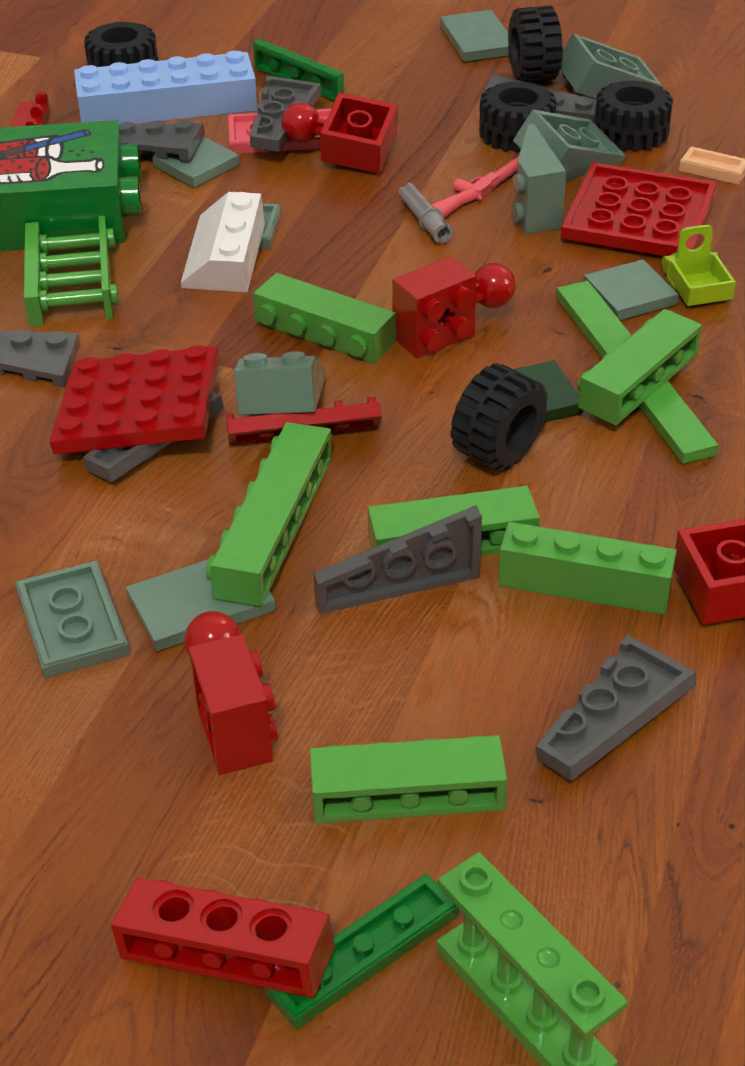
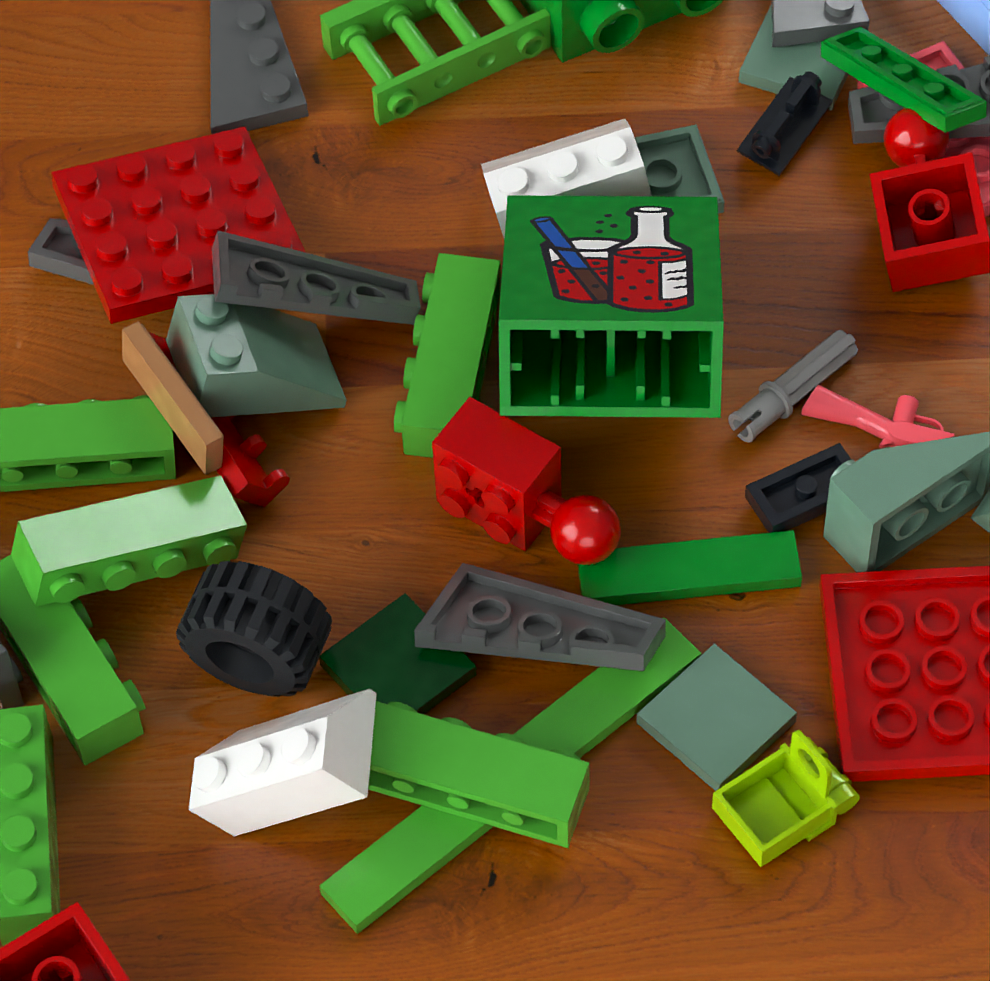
camera: 70 degrees right, 15 degrees up
(236, 343) = (294, 280): none -> dark grey wing
(243, 169) = (786, 123): none -> black hinge
(260, 111) = (903, 79): none -> green tile
(300, 407) = (172, 397): none -> medium nougat tile
(360, 218) = (611, 307): none -> green brick
(397, 462) = (127, 540): none -> brick
(498, 224) = (796, 491): none -> black plate
(529, 271) = (694, 569): none -> green tile
(540, 327) = (528, 620): none -> dark grey wing
(605, 423) = (287, 766): none -> white slope

